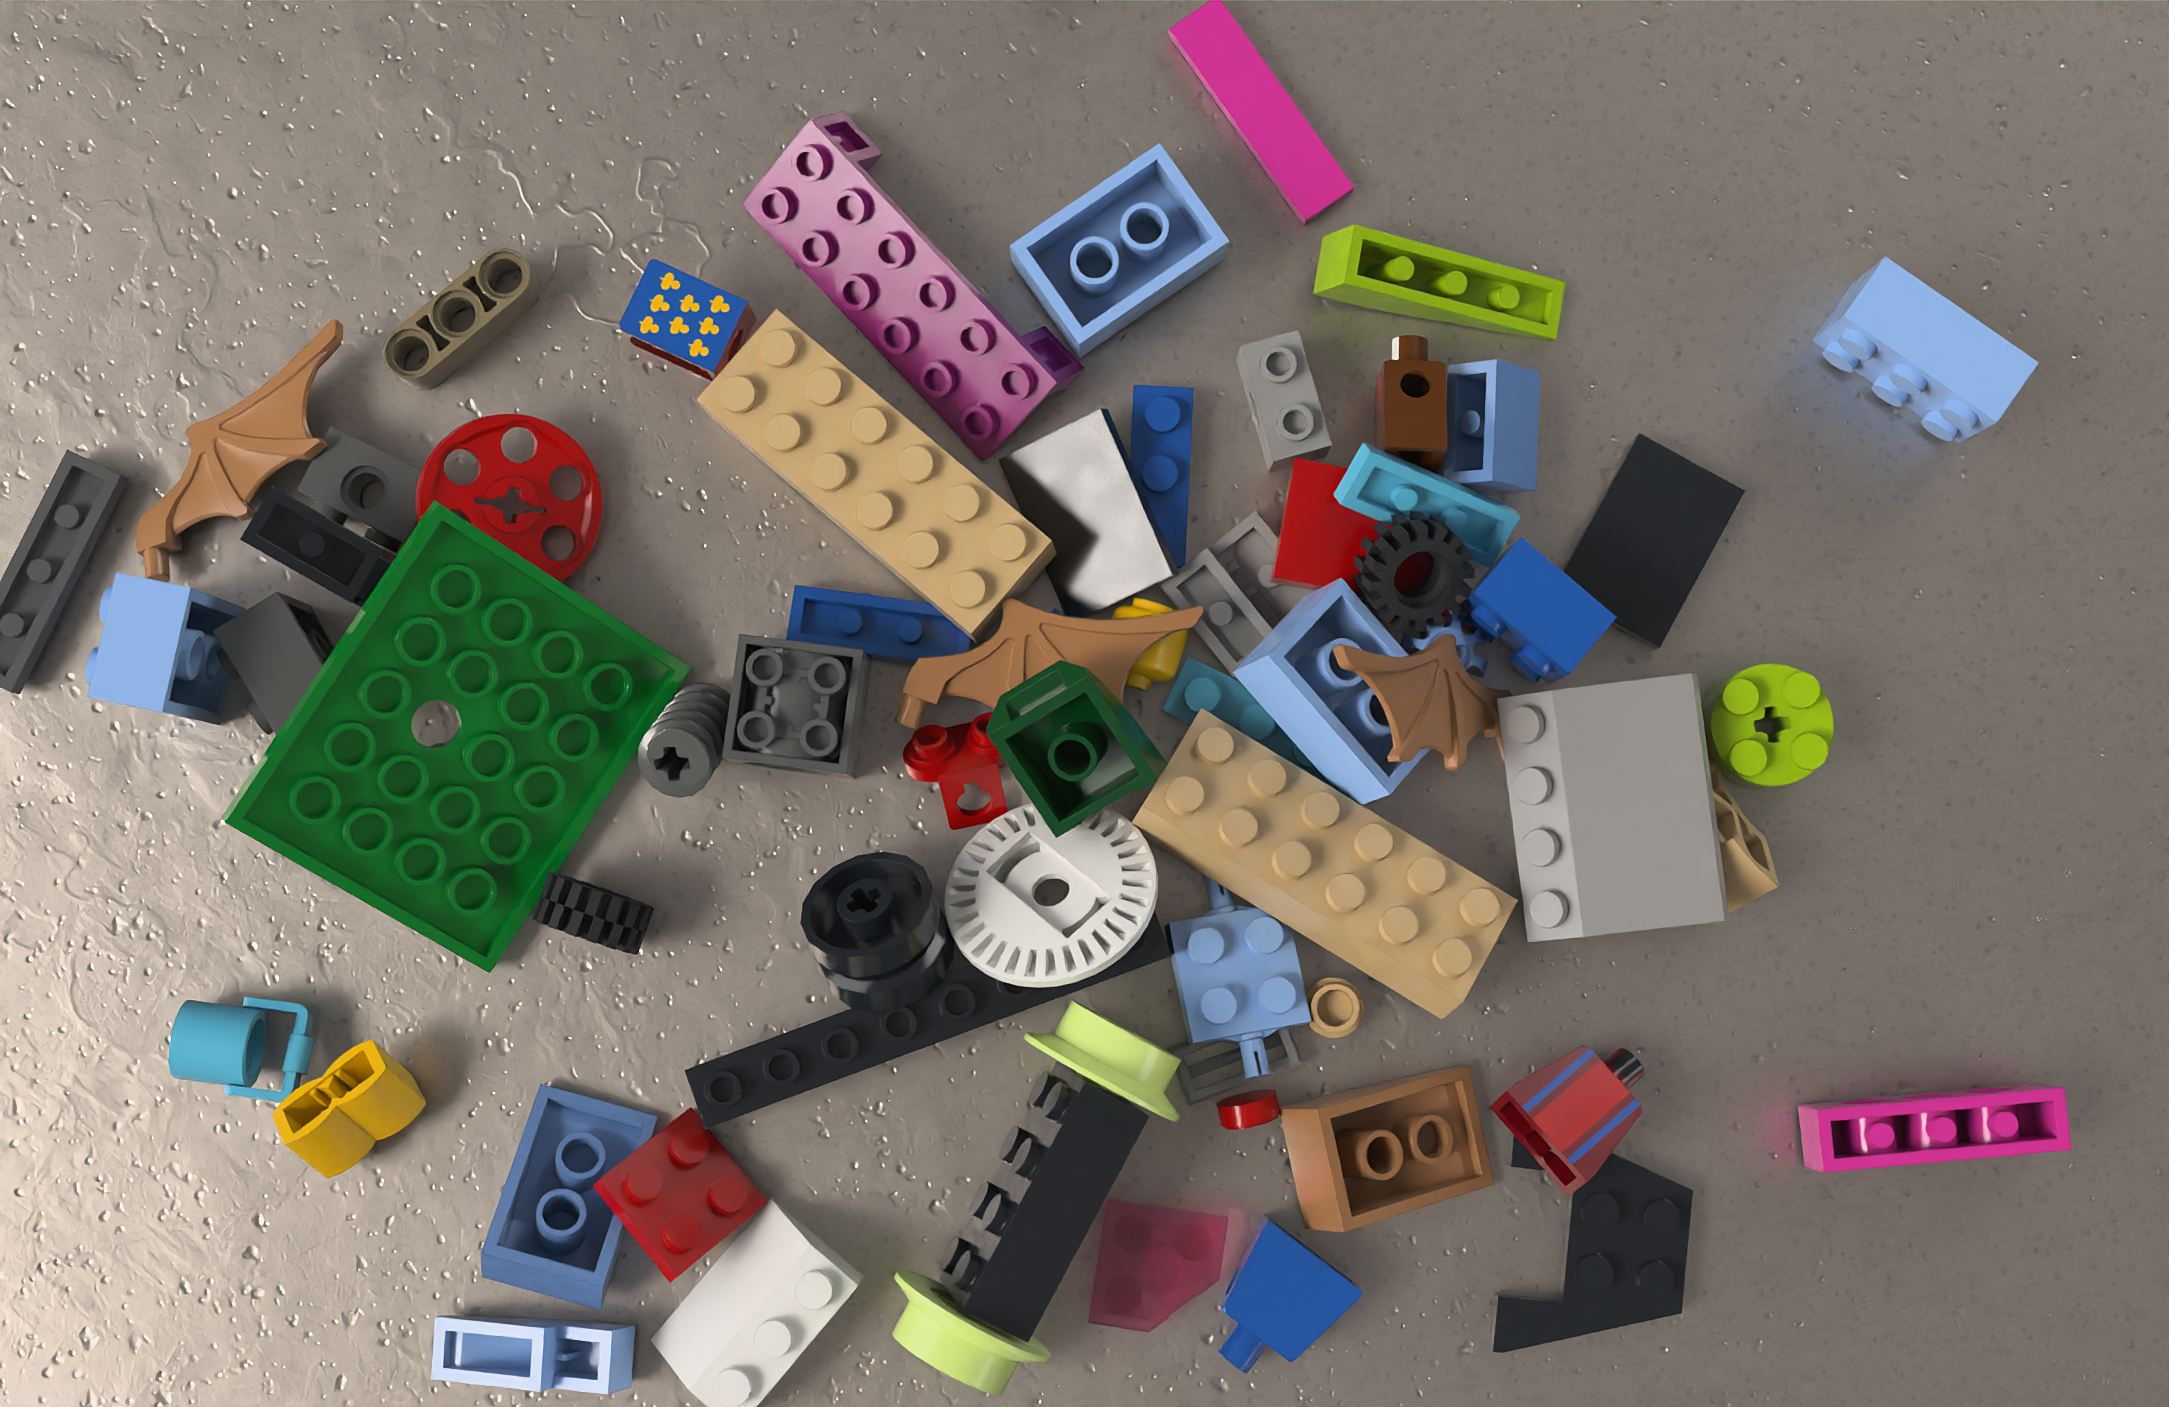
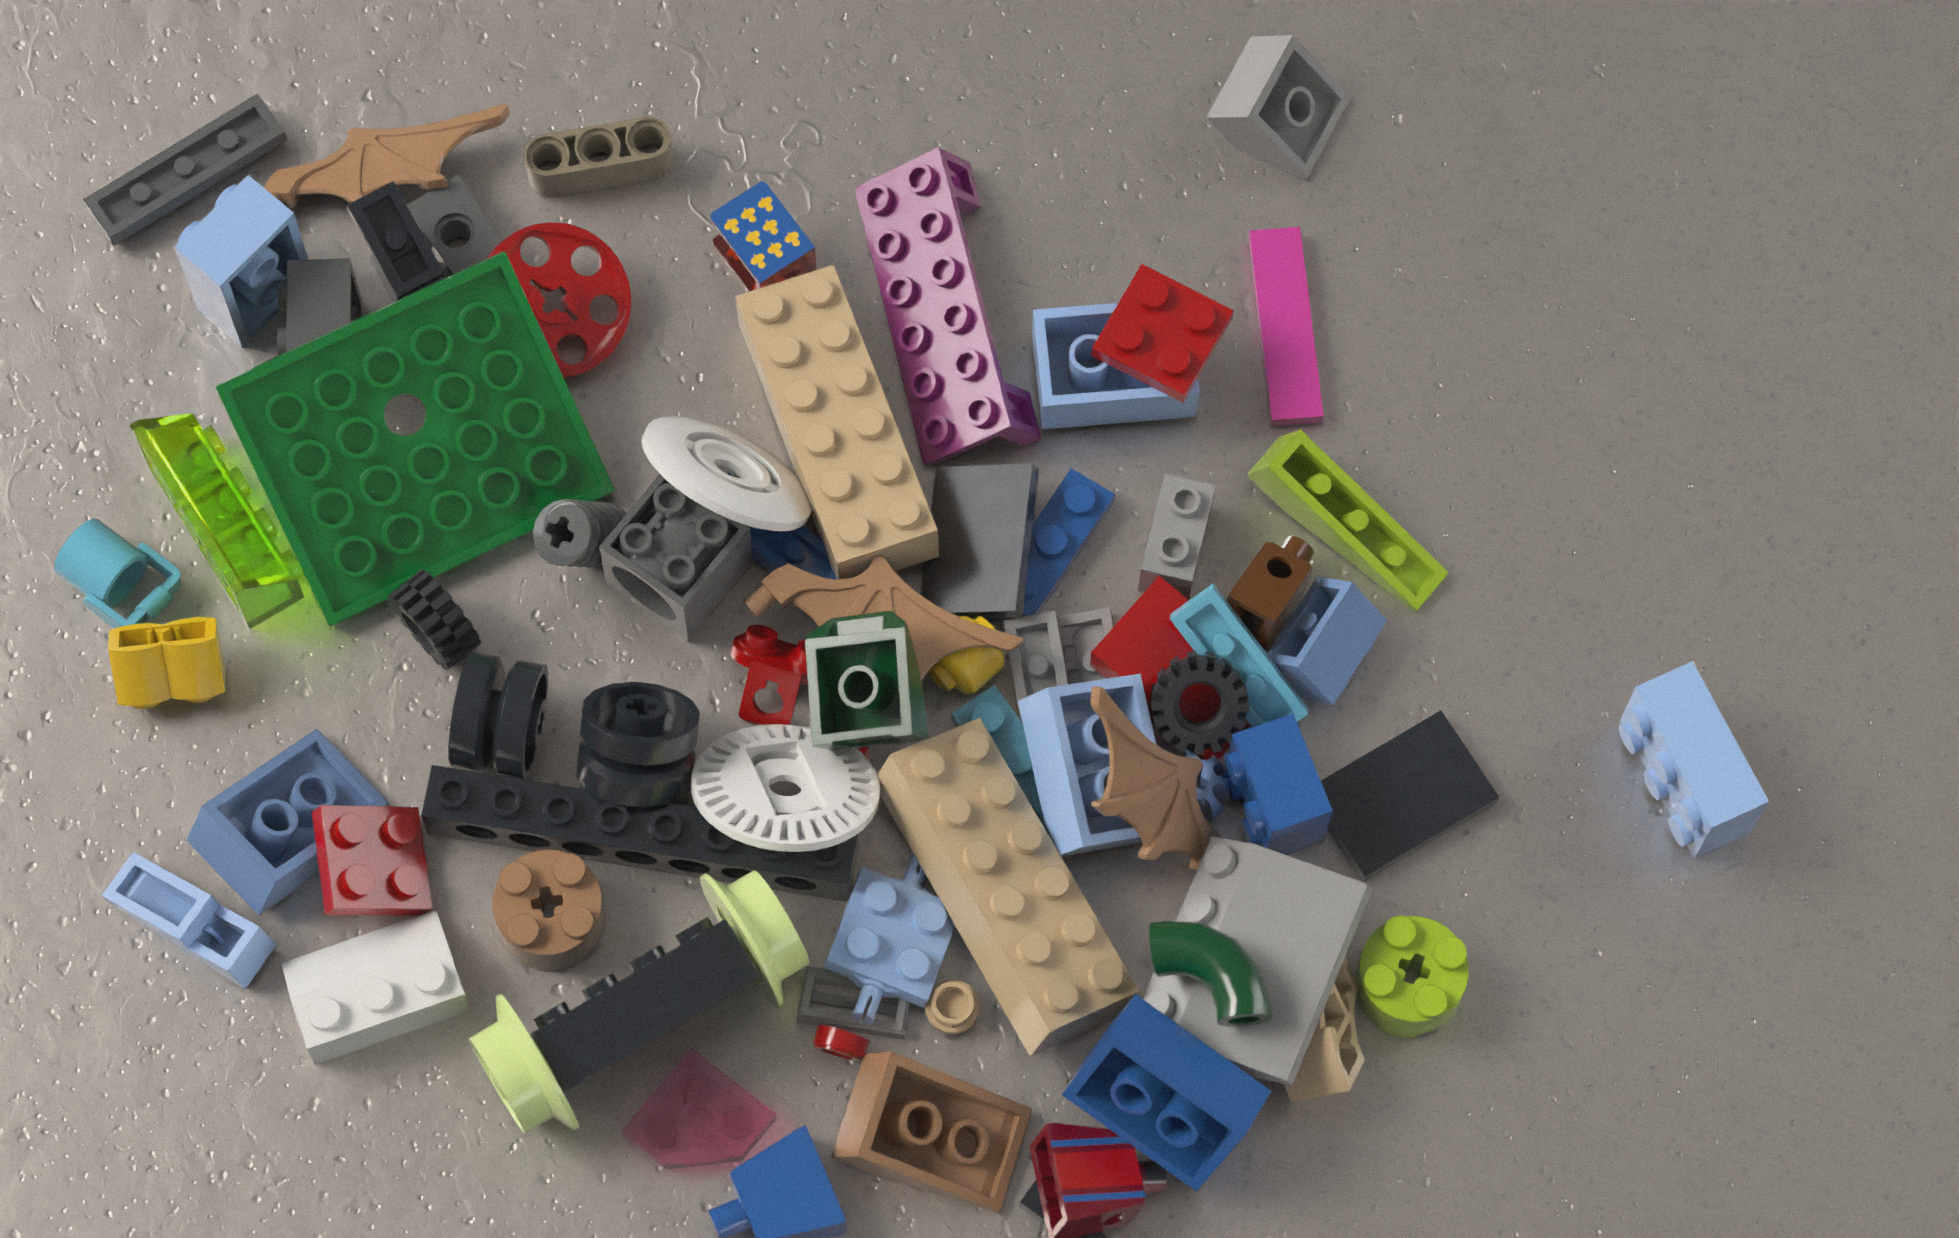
camera: 30 degrees right, 15 degrees down
(304, 926) = (219, 516): none -> clear neon green slope
(719, 978) = (498, 715): none -> black wheel
(745, 607) = (758, 494): none -> white piece
(881, 1179) = (543, 880): none -> medium nougat brick
(1157, 198) = (1162, 333): none -> red plate
(1595, 844) = (1217, 963): none -> dark green cylinder
(1609, 994) = (1166, 1093): none -> blue brick

